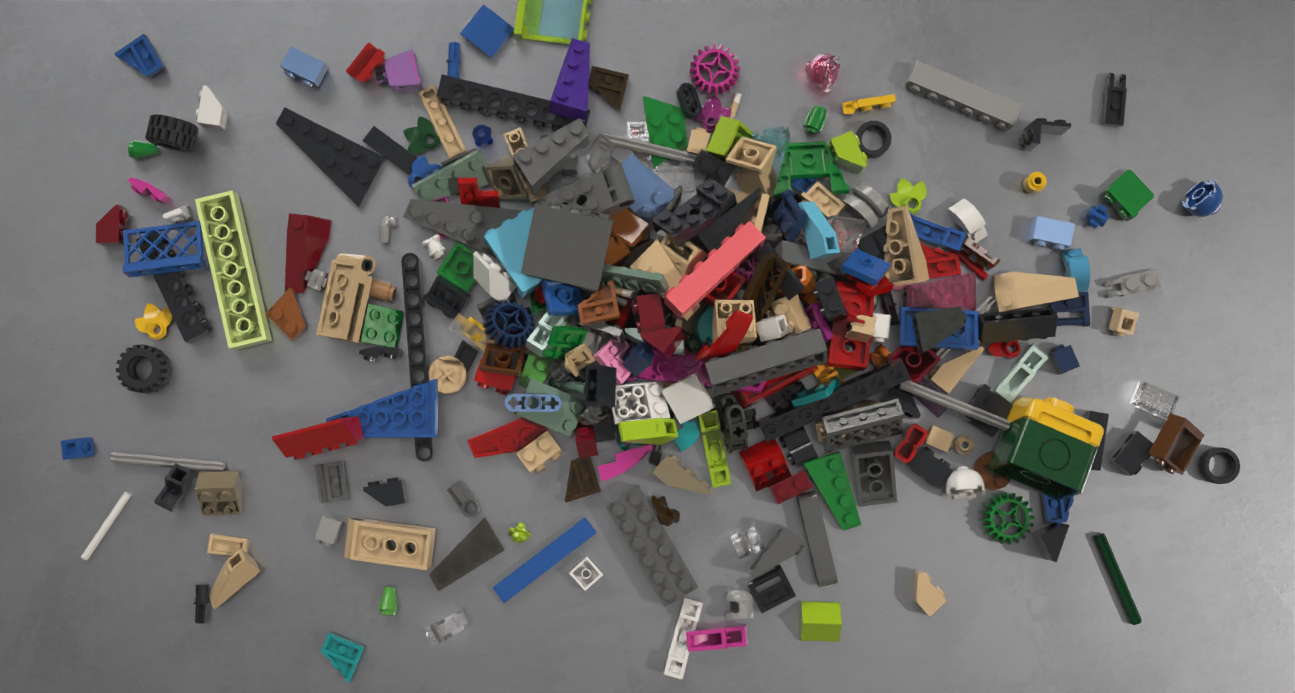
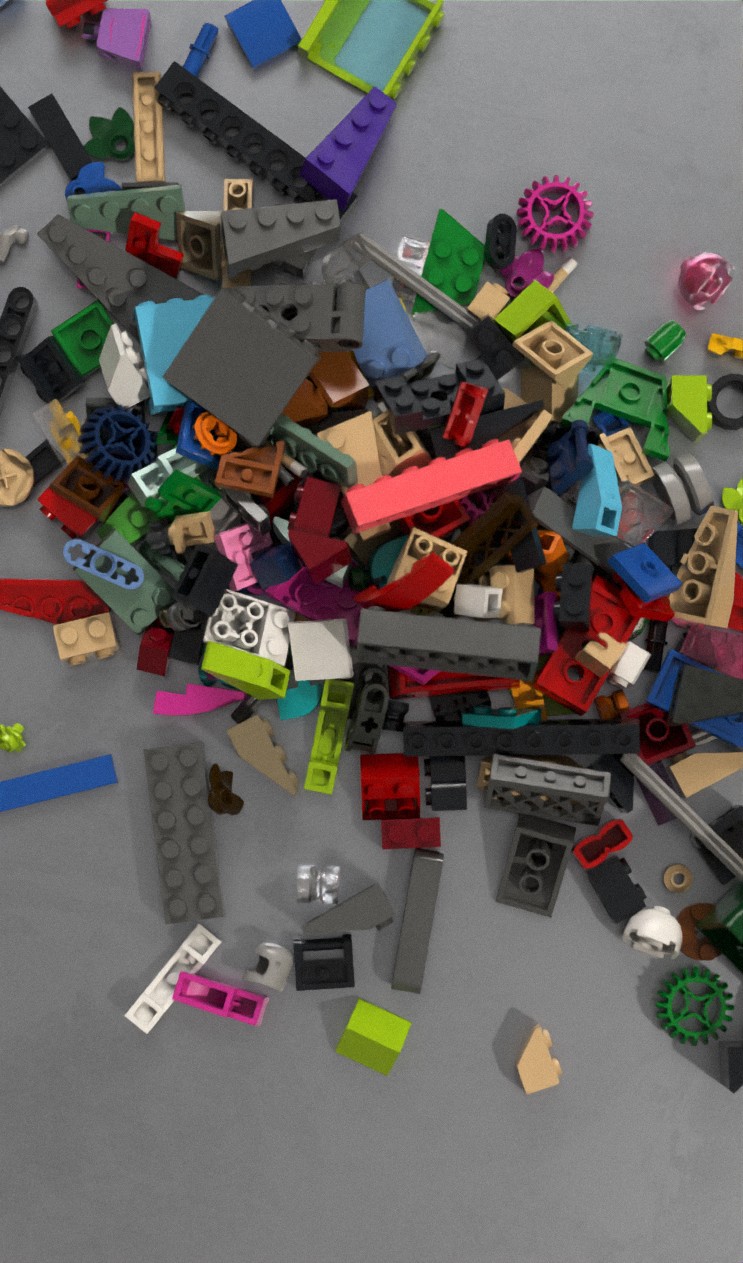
camera: 20 degrees right, 0 degrees up
(434, 247) = (63, 294): white brick -> none
(486, 139) = (195, 176): clear blue brick -> none
(574, 291) = (226, 435): none -> orange gear
(581, 479) = (128, 700): dark brown wing -> none
(586, 573) = (78, 832): white piece -> none
(609, 85) = (399, 173): dark brown wing -> none
(716, 216) = (465, 413): none -> red hinge
(833, 483) = (472, 856): green wing -> none
(939, 439) = (646, 856): tan brick -> none

